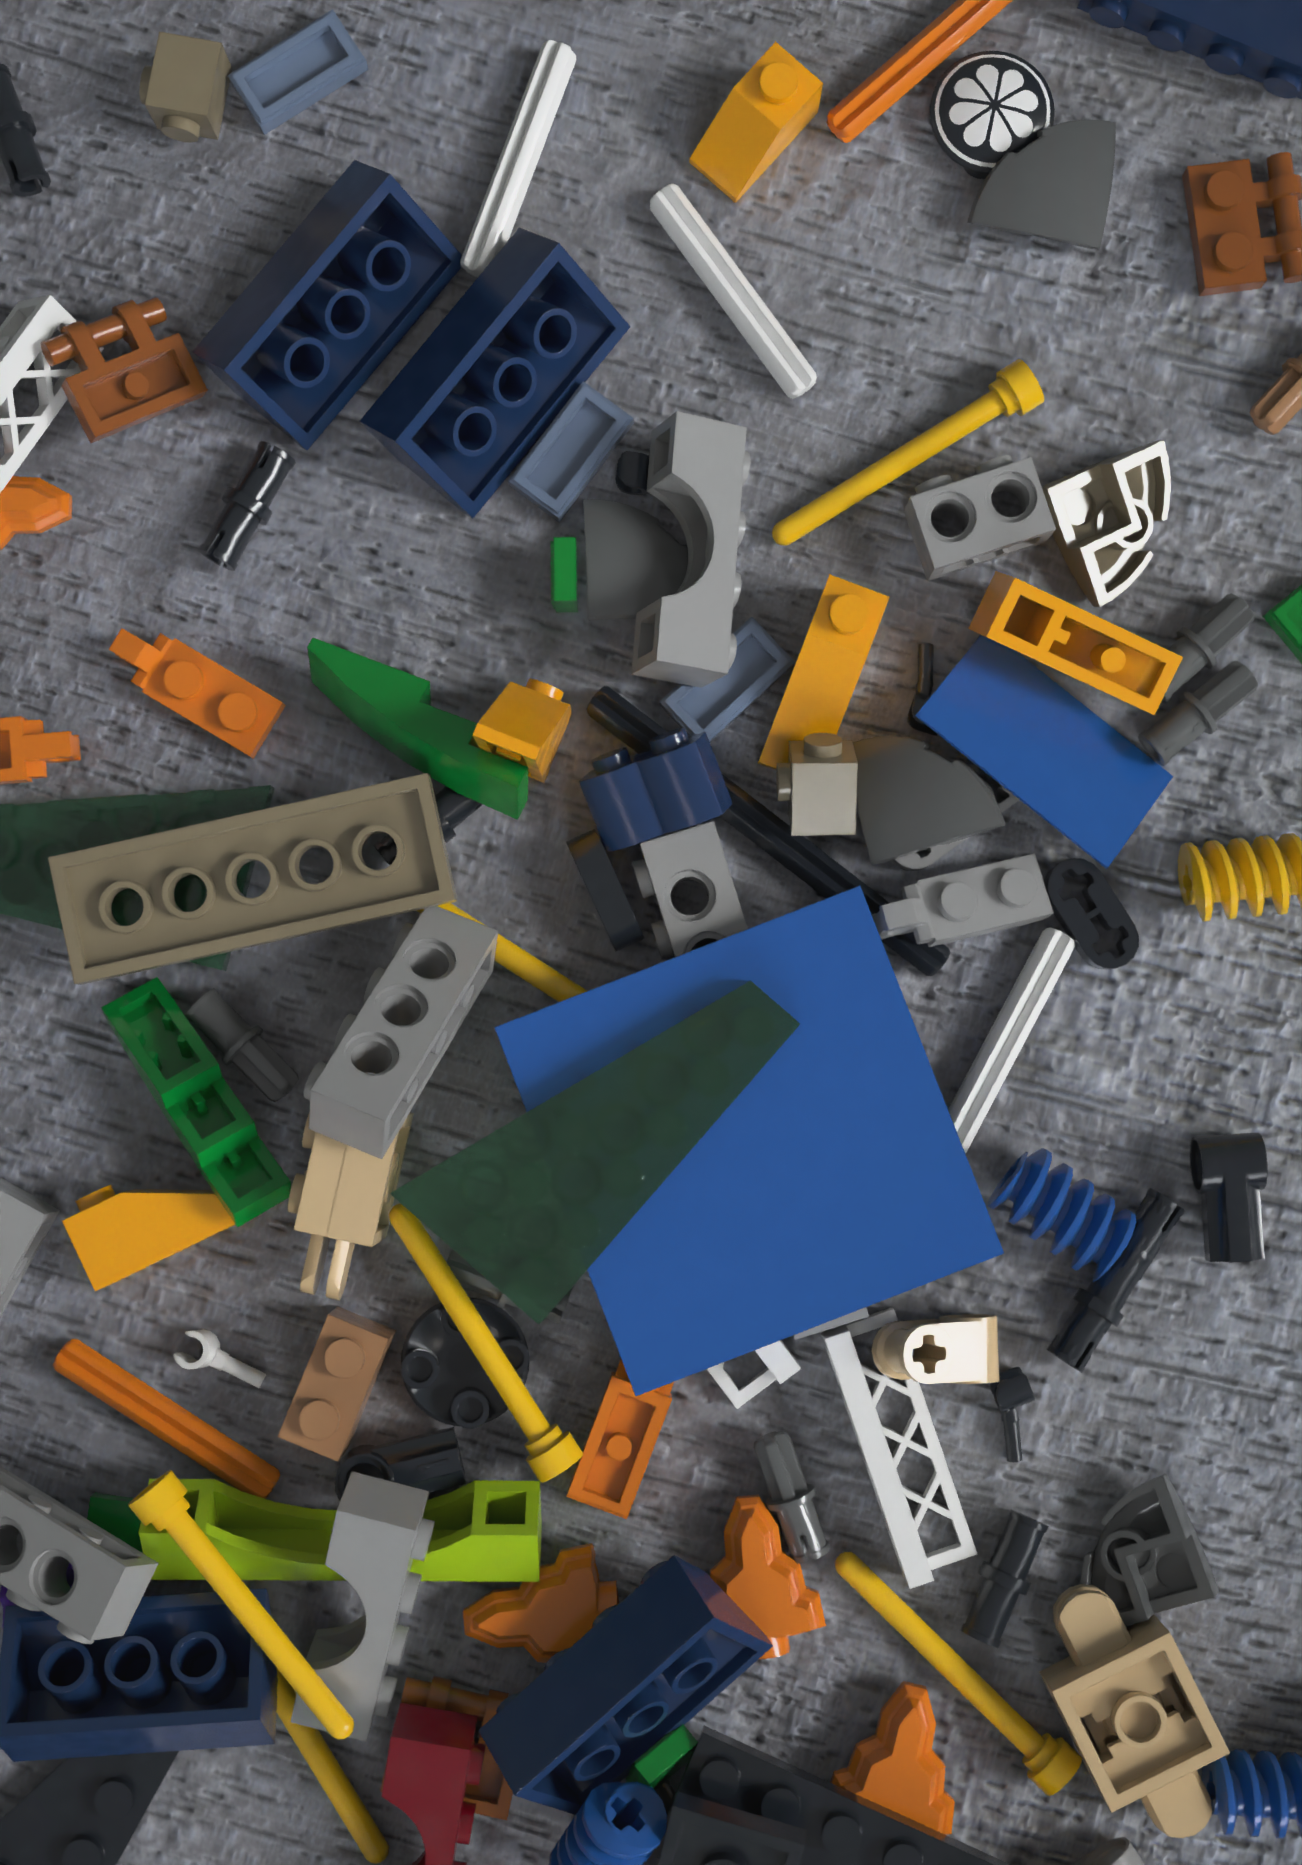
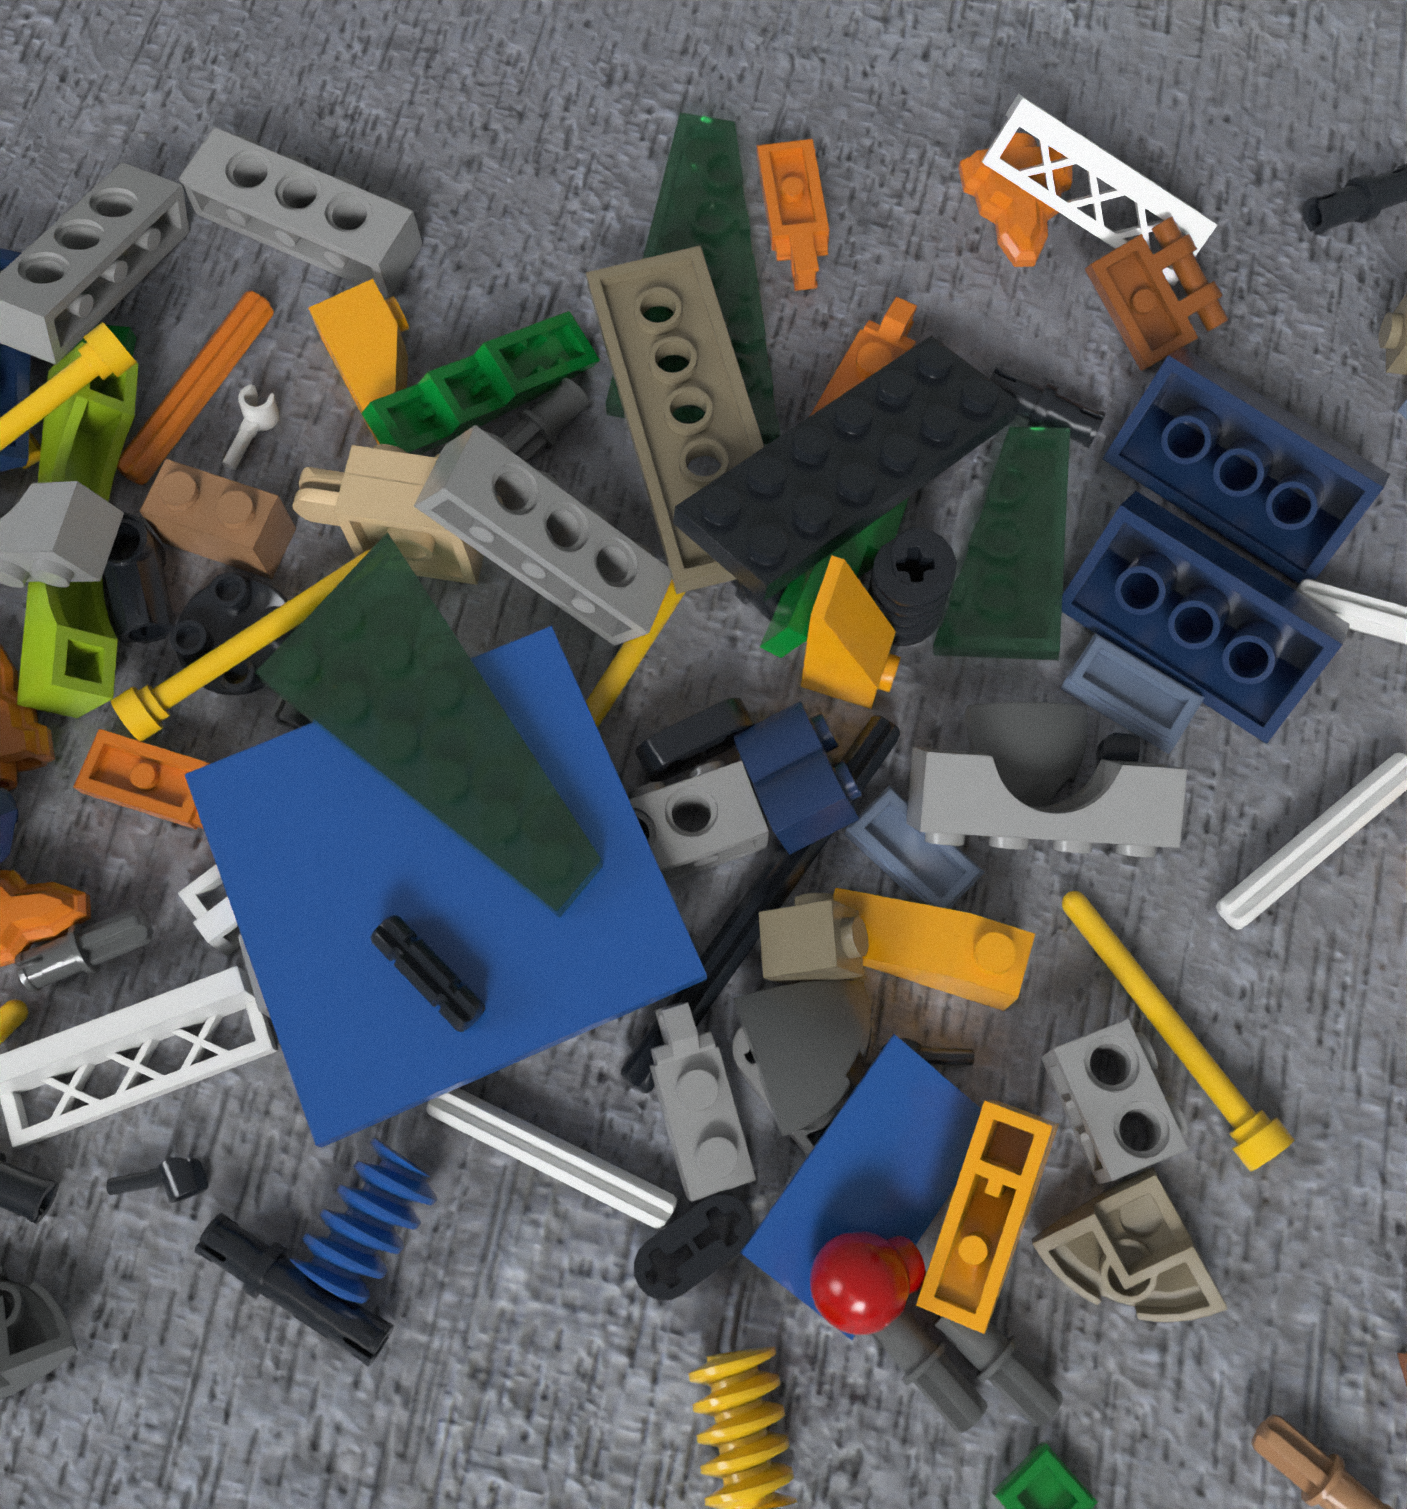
camera: 90 degrees right, 15 degrees down
(329, 714) = (844, 467): none -> black plate
(427, 553) = (1014, 564): none -> clear green wing
(445, 650) = (913, 583): none -> black piece
(564, 574) = (1008, 683): green tile -> none
(852, 1148) = (427, 973): none -> black axle
(945, 1349) = (224, 1107): tan piece -> none
(1133, 758) = (865, 1280): none -> red piece
(1229, 1177) = (400, 1419): black piece -> none

